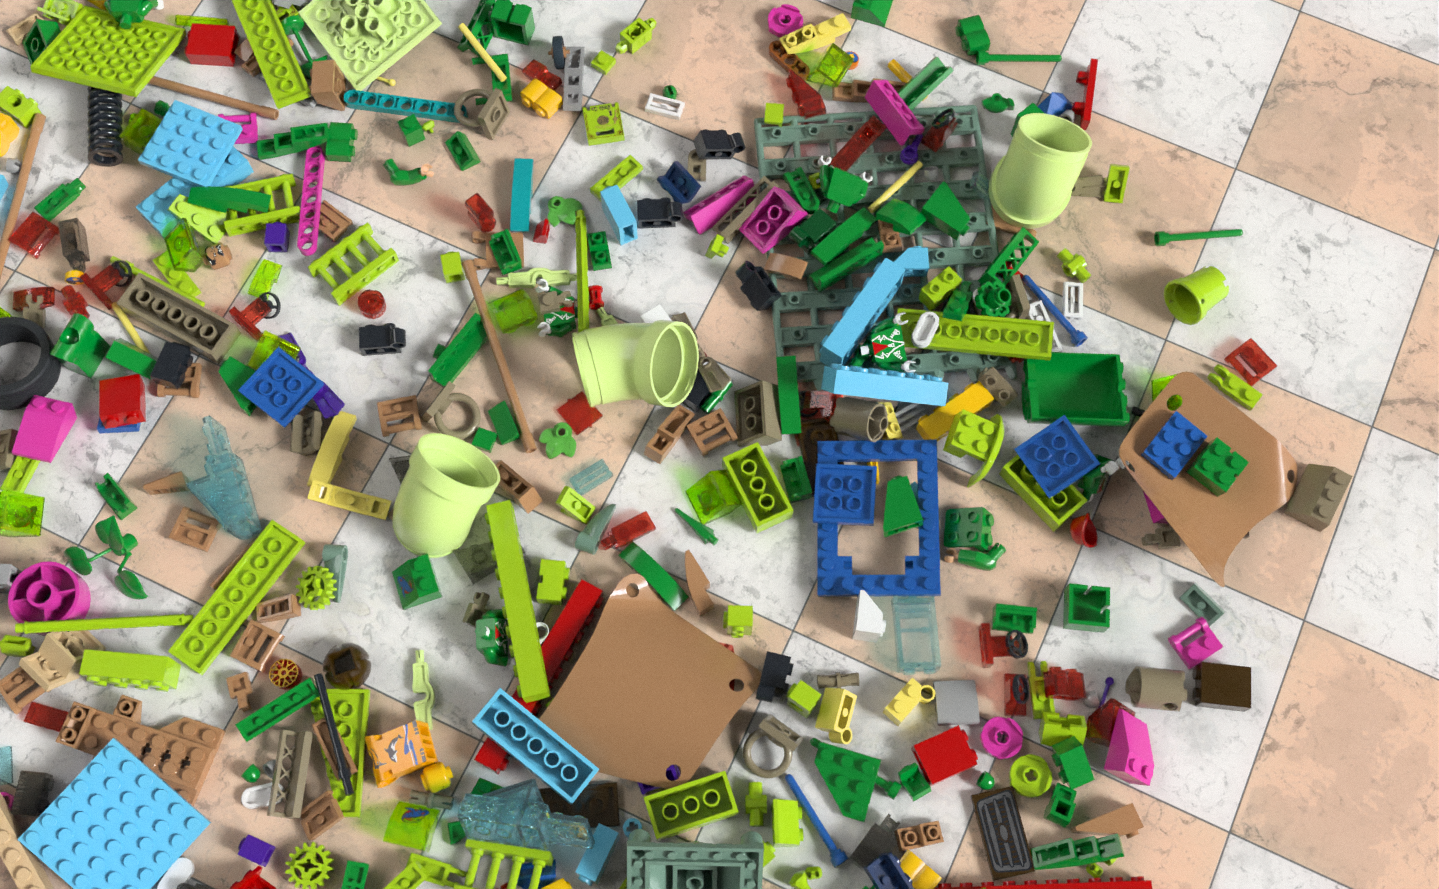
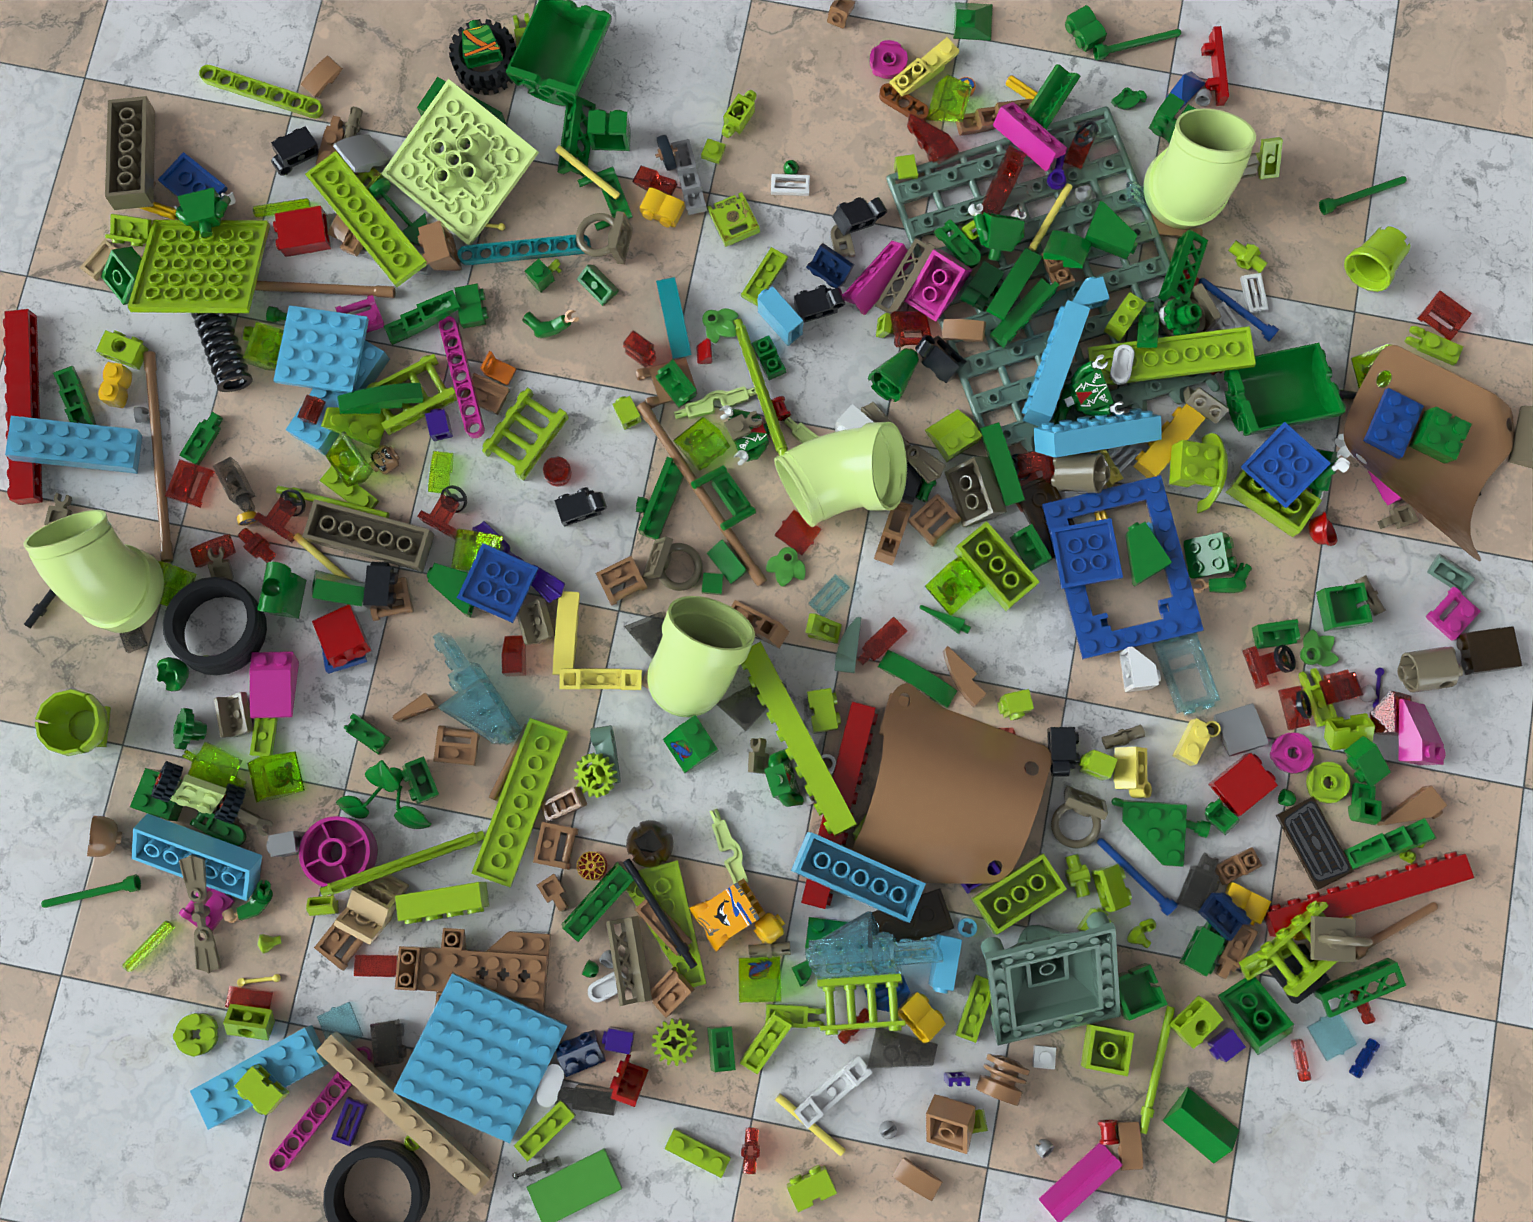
camera: 10 degrees left, 10 degrees up
(149, 551) = (420, 780): none -> green brick
(162, 193) = (311, 409): none -> clear red piece
(213, 854) = (579, 1053): none -> dark blue bracket
(275, 461) = (514, 656): none -> clear red slope
(346, 202) = (497, 369): none -> orange bracket
(524, 360) = (730, 495): none -> green plate
(710, 291) = (894, 375): none -> green cone
(737, 249) = (909, 322): none -> clear red plate
(752, 360) = (953, 434): none -> lime slope
(1055, 644) = (1320, 649): none -> bright green plate
(1116, 605) = (1373, 600): none -> dark tan pin

